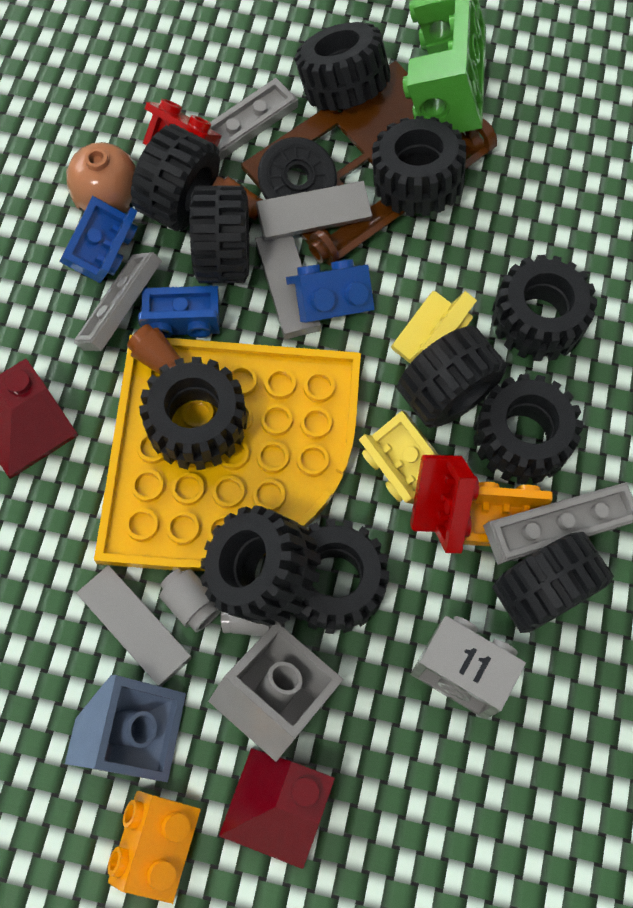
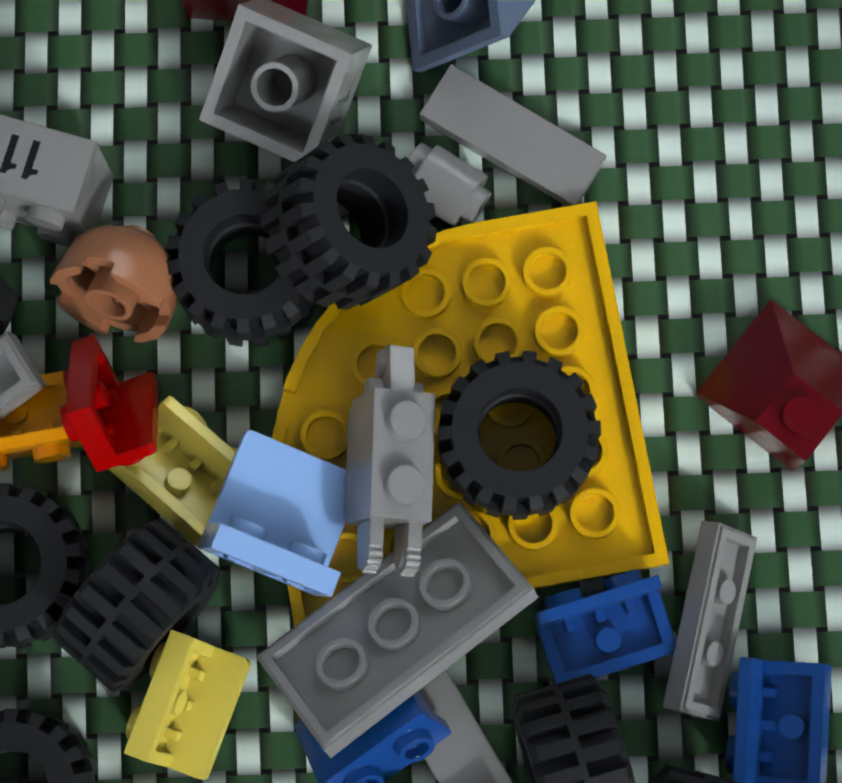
camera: 165 degrees right, 10 degrees up
(152, 348) = (611, 529): dark orange cone -> none
(277, 416) = (390, 462): none -> light grey hinge
(300, 328) = (396, 631): none -> light grey tile
(355, 402) = (279, 514): none -> light blue bracket
(420, 589) = (117, 281): none -> nougat cylinder

